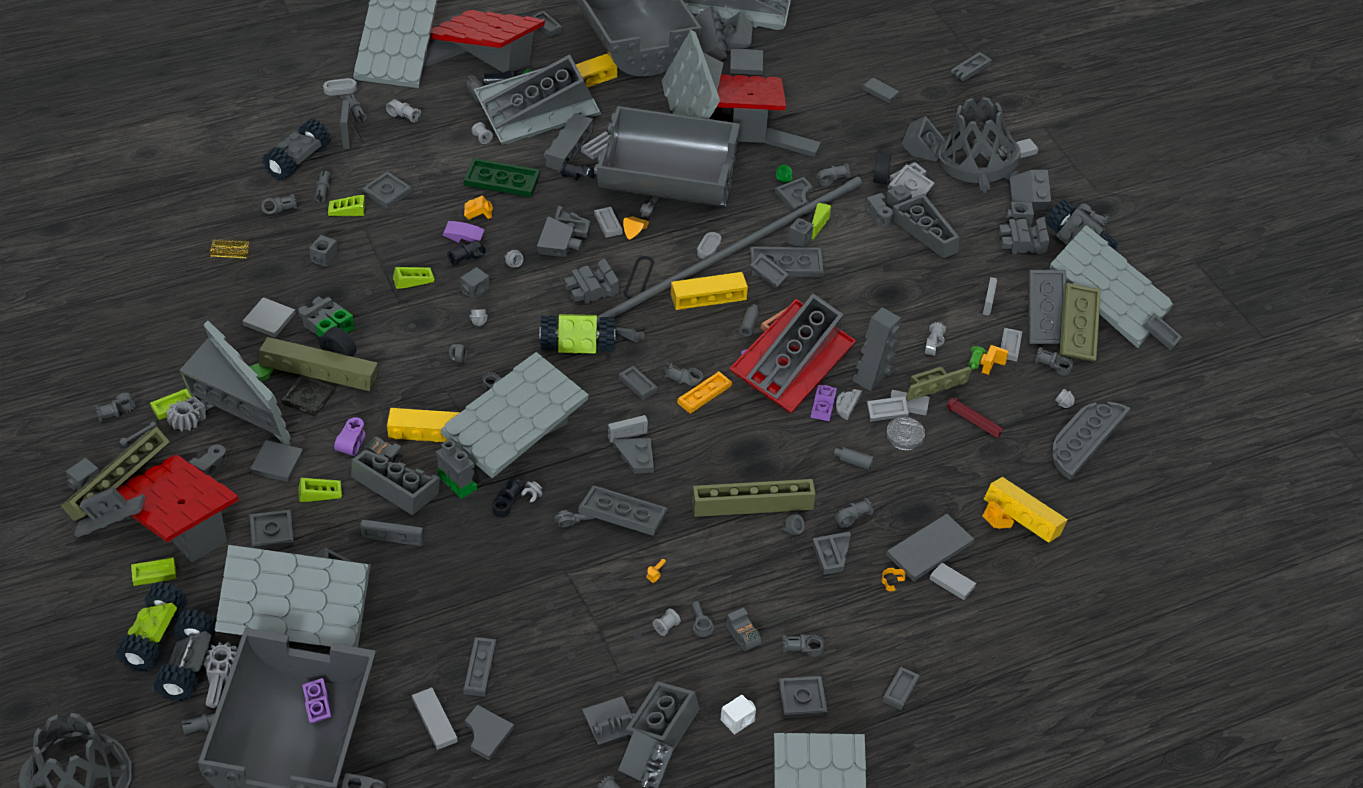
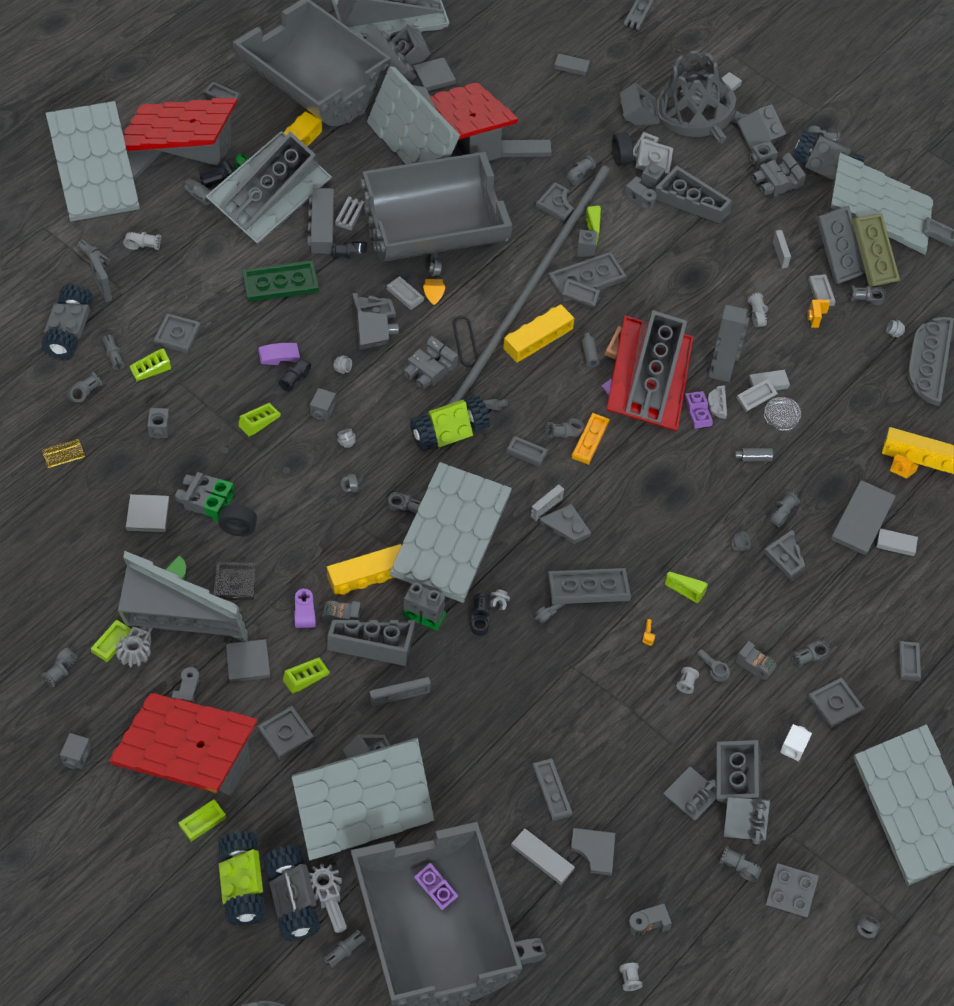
camera: 25 degrees left, 10 degrees up
(106, 509) = (130, 780): dark grey bracket -> none
(117, 471) = (107, 737): olive brick -> none
(124, 441) = (89, 697): dark grey hinge -> none
(318, 363) = (229, 546): olive brick -> none
(340, 87) = (62, 234): light grey tile -> none
(478, 206) = (277, 321): light orange bracket -> none
(484, 135) = (233, 239): light grey bush -> none
(709, 245) = (510, 285): light grey tile -> none
(717, 544) = (686, 586): none -> lime slope
(753, 497) = (695, 529): olive brick -> none
(784, 174) = (536, 185): green tile -> none
(895, 572) = (848, 569): light orange piece -> none
(934, 381) = (780, 353): olive bracket -> none
(974, 417) = (830, 375): dark red axle -> none
(977, 353) = (802, 317): bright green piece -> none

